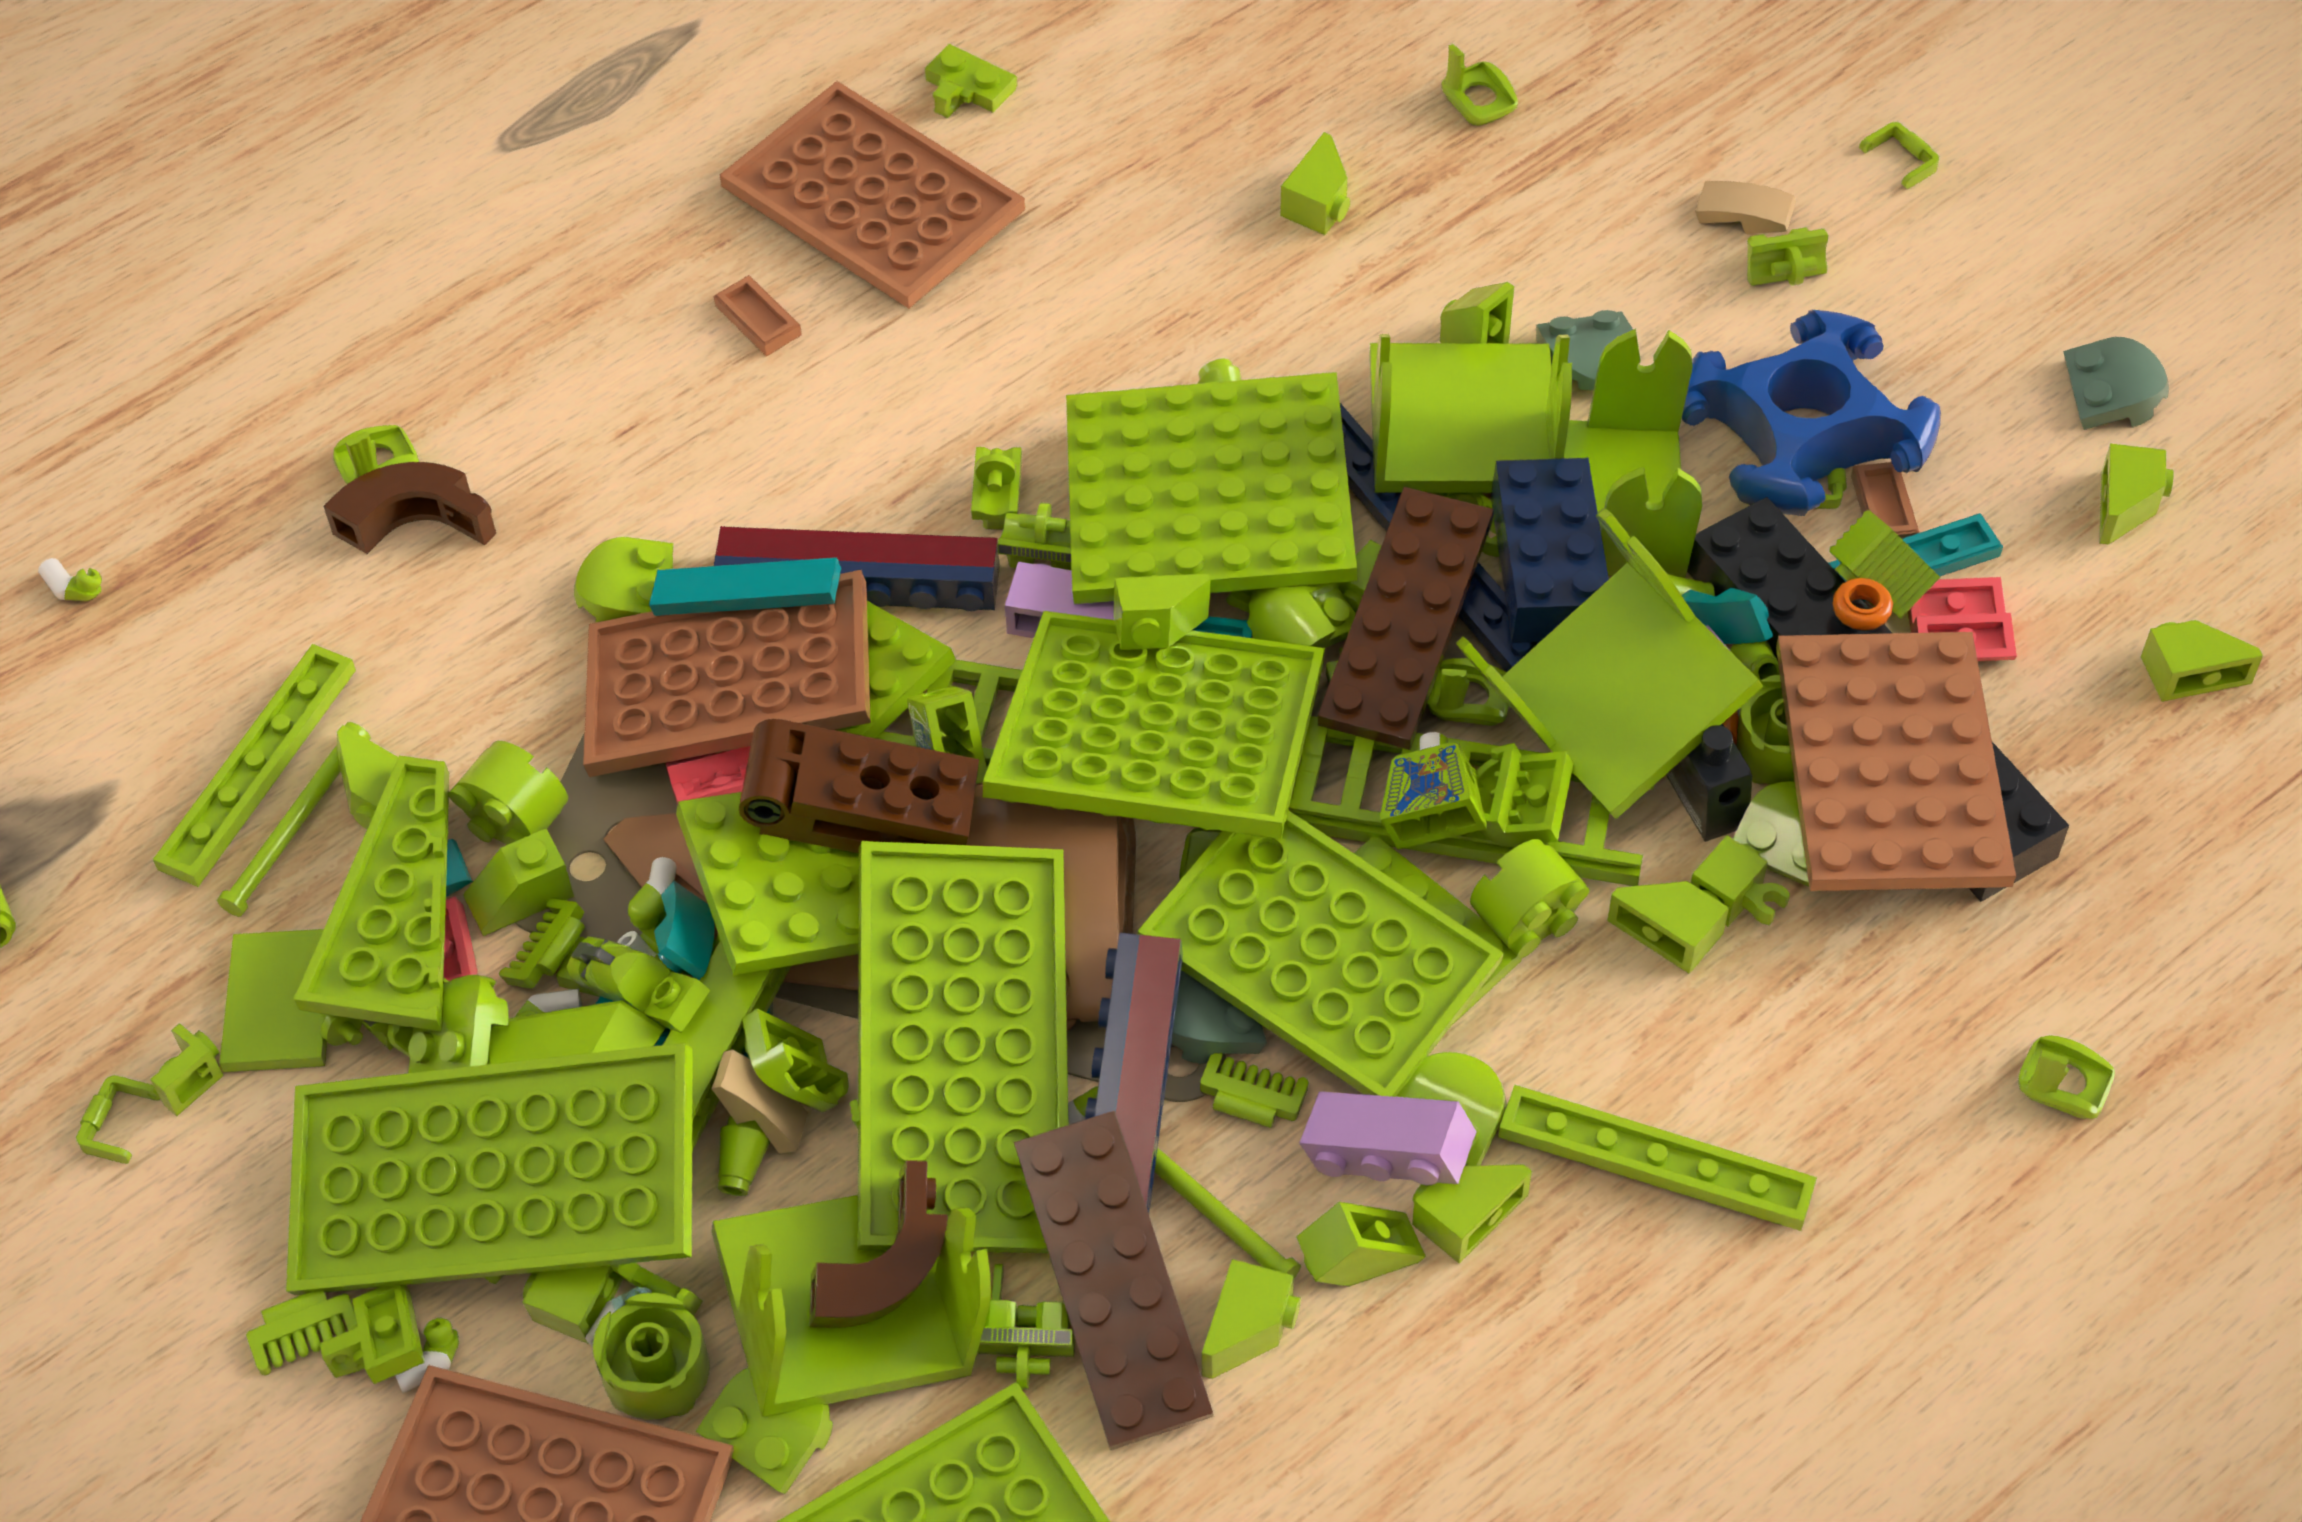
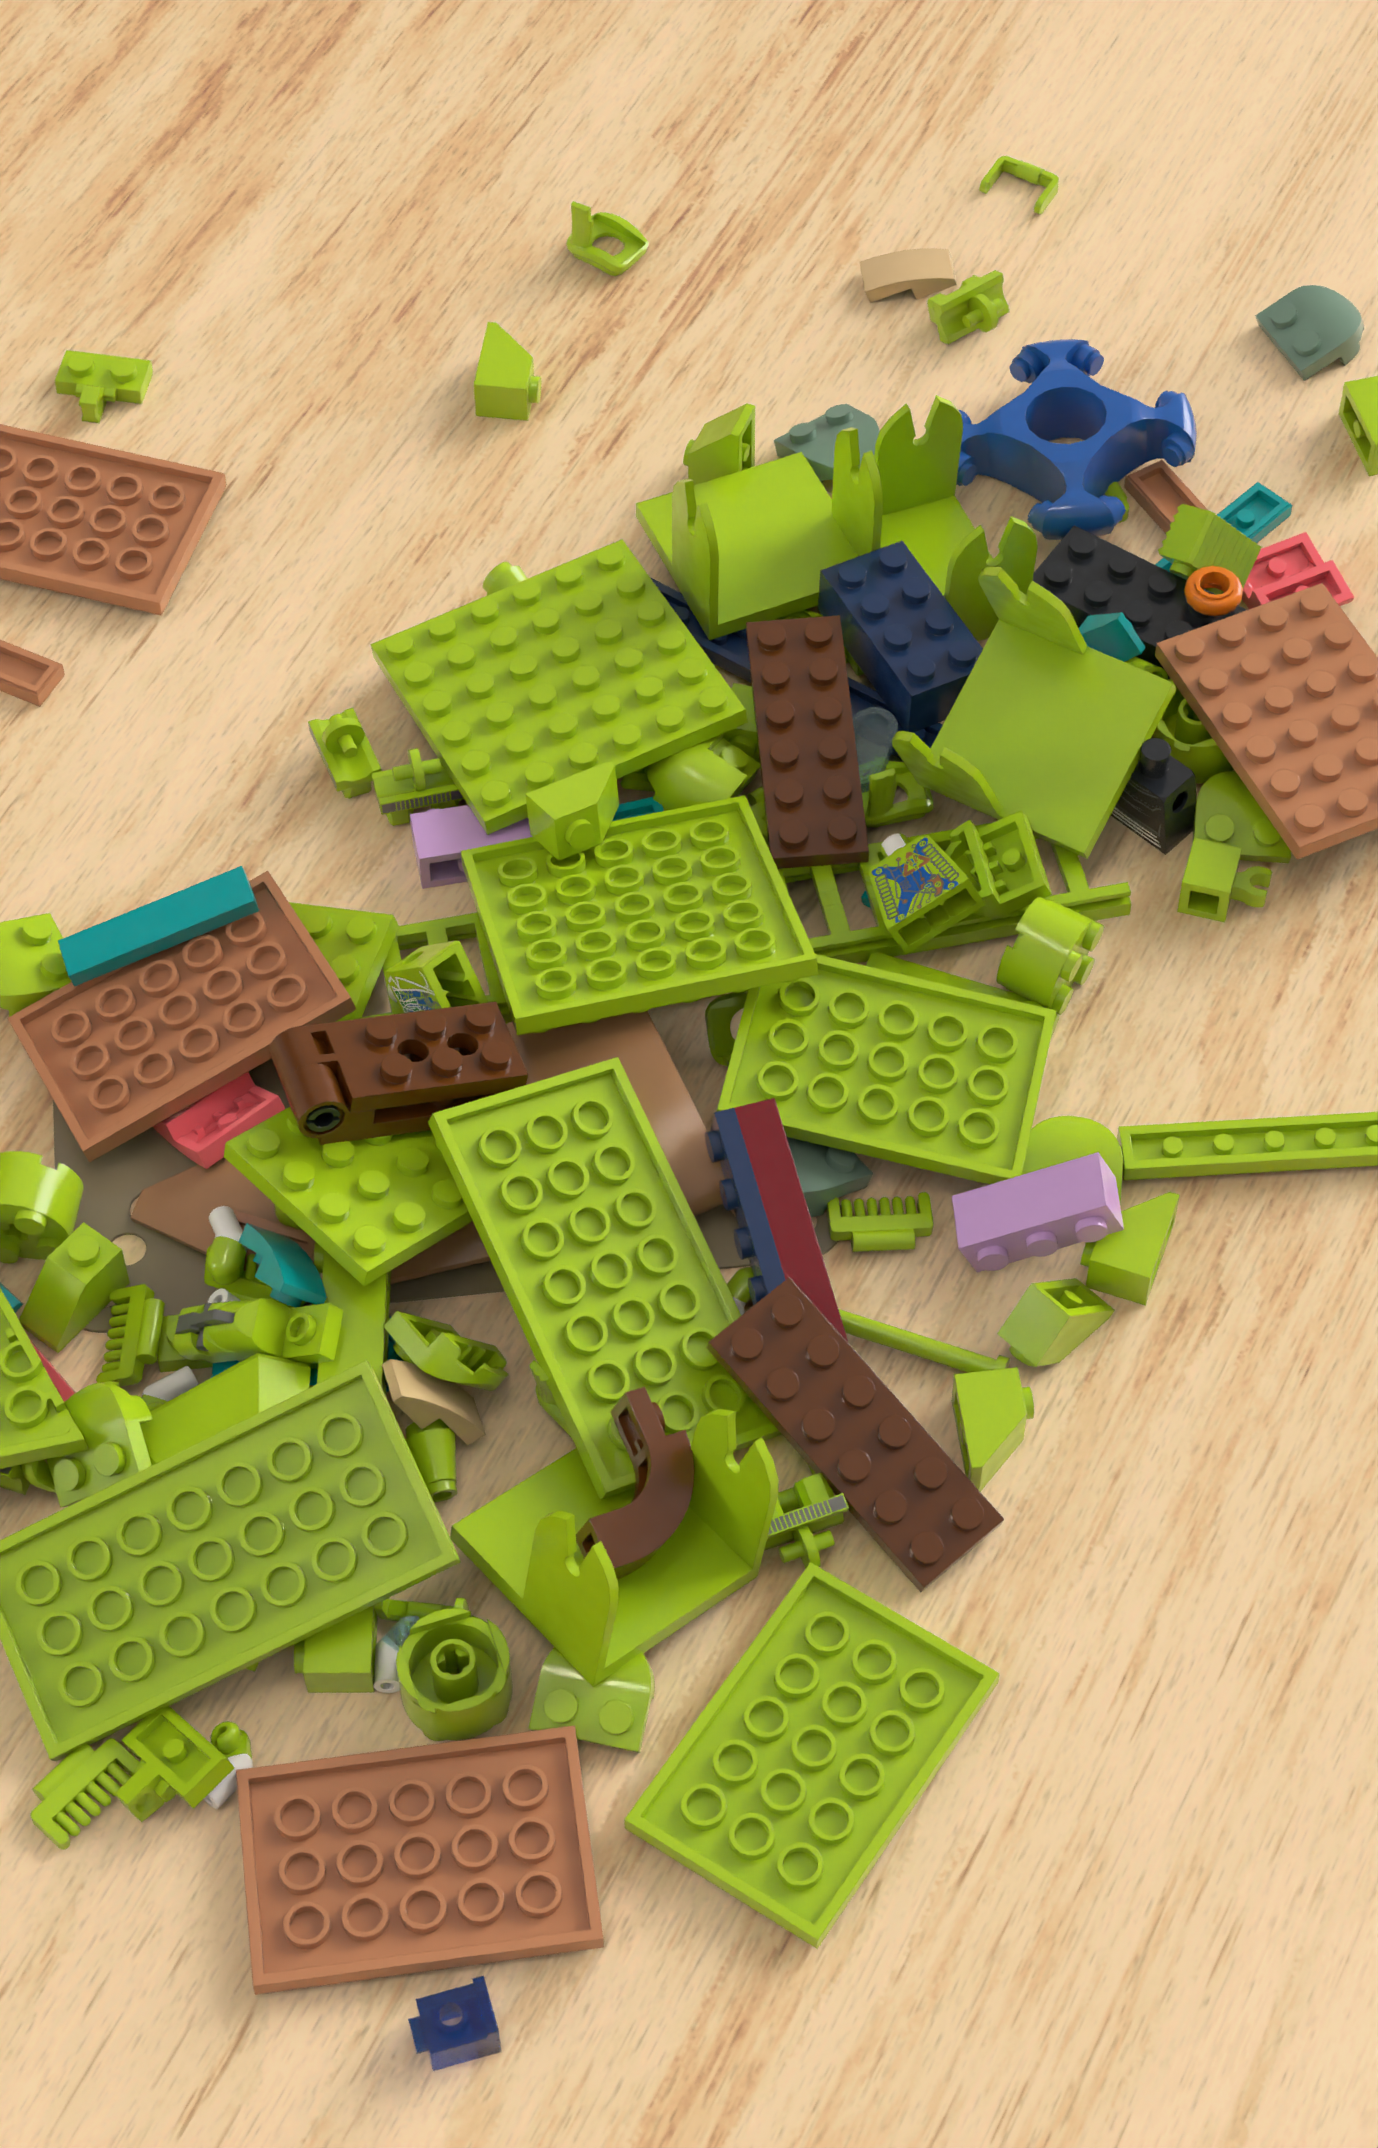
camera: 25 degrees left, 0 degrees up
(896, 567) = (301, 857): brick -> none
(1482, 628) = (873, 736): none -> clear light blue tile
(1670, 919) = (1176, 932): lime slope -> none

